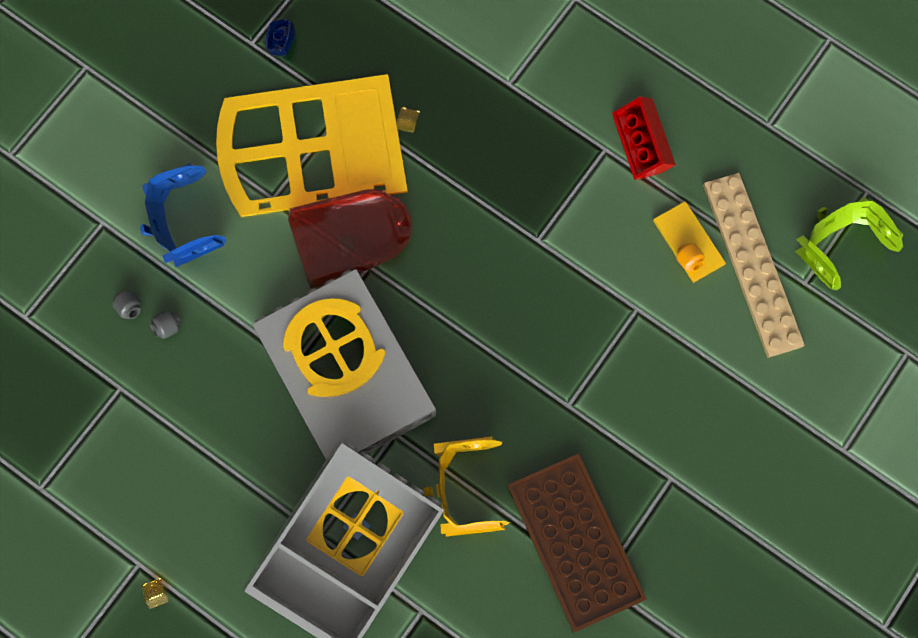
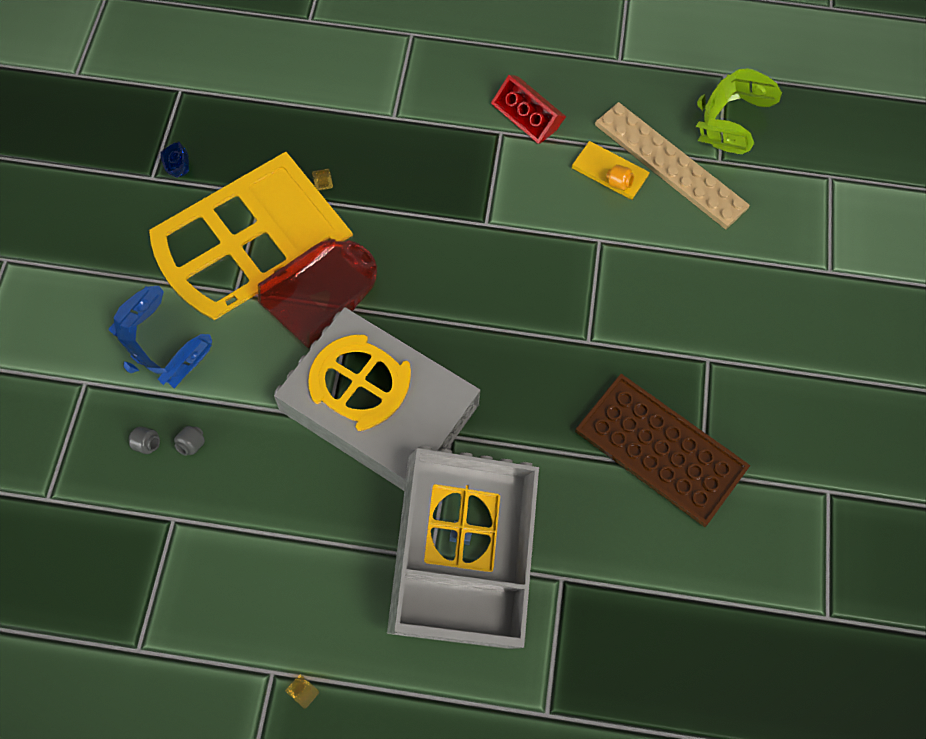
camera: 25 degrees left, 10 degrees down
(446, 453) = (506, 425): yellow animal -> none

